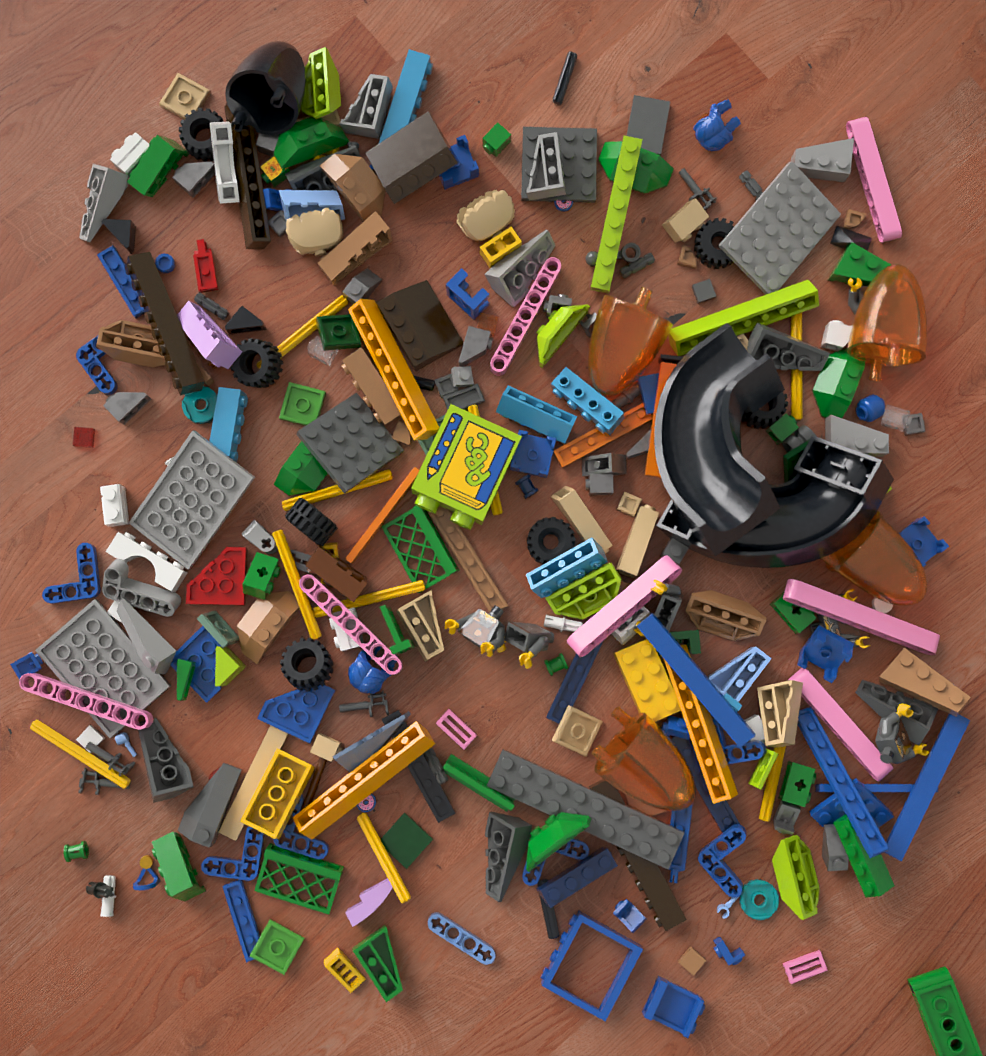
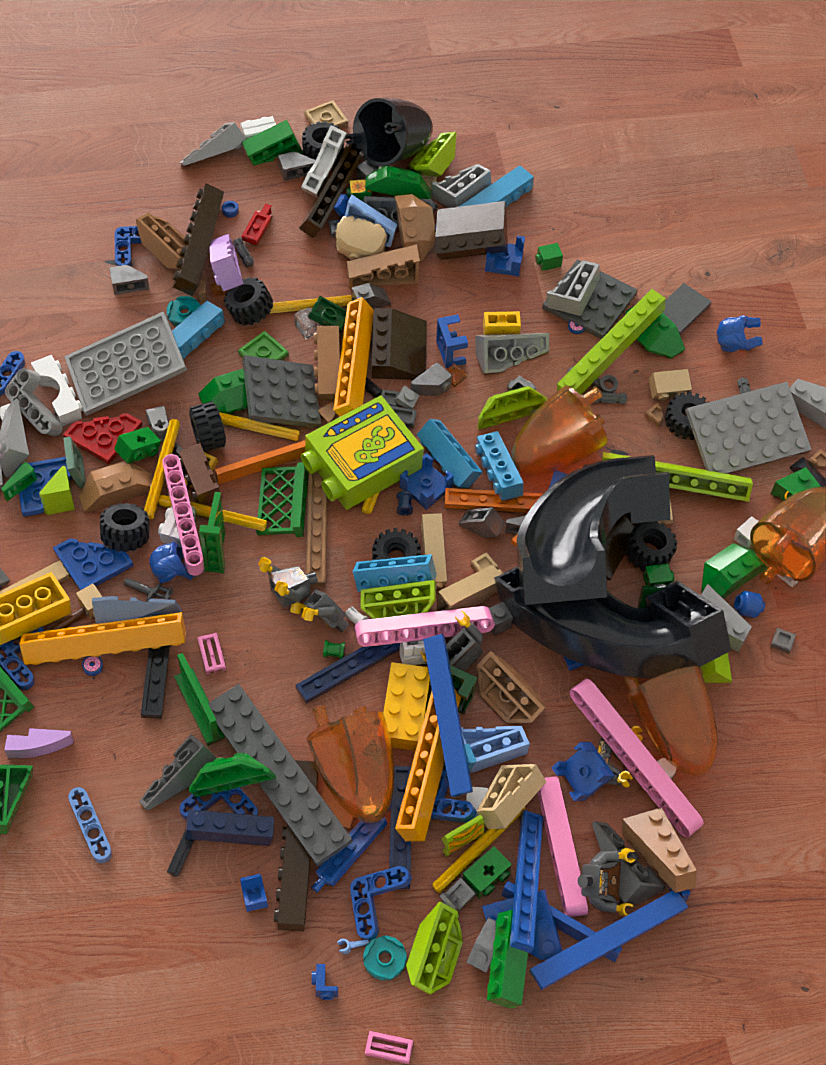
camera: 30 degrees right, 25 degrees down
(83, 437) = (77, 285): clear red tile -> none
(114, 505) = (63, 338): white brick -> none
(116, 269) = (189, 192): blue tile -> none
(124, 231) = (215, 171): black slope -> none
(243, 322) = (260, 270): black slope -> none
(383, 857) = (73, 712): yellow axle -> none
(406, 840) = (102, 715): dark green tile -> none
(422, 625) = (241, 552): tan wedge -> none
(436, 766) = (172, 669): dark grey axle -> none
(486, 215) = (505, 295): tan animal -> none
(529, 308) = (488, 383): bright pink beam -> none
(564, 78) = (633, 246): black axle -> none
(577, 730) = (303, 706): tan tile -> none
(599, 484) = (468, 534): flat silver brick -> none
(620, 979) = (204, 946): blue window -> none
(627, 396) = (536, 484): dark grey pin -> none
(673, 1006) = (238, 1002): blue panel -> none
(676, 727) = (404, 755): blue bracket -> none
(691, 960) = (284, 974): medium nougat tile -> none
(696, 190) = (694, 373): dark grey piece -> none
(703, 291) = (654, 444): dark grey tile -> none
(785, 350) = (695, 517): dark grey wedge -> none
(796, 374) = (702, 539): yellow axle -> none
(796, 621) = (575, 726): green brick -> none
(896, 418) = (767, 622): clear brick -> none
(922, 540) = (733, 736): blue panel -> none

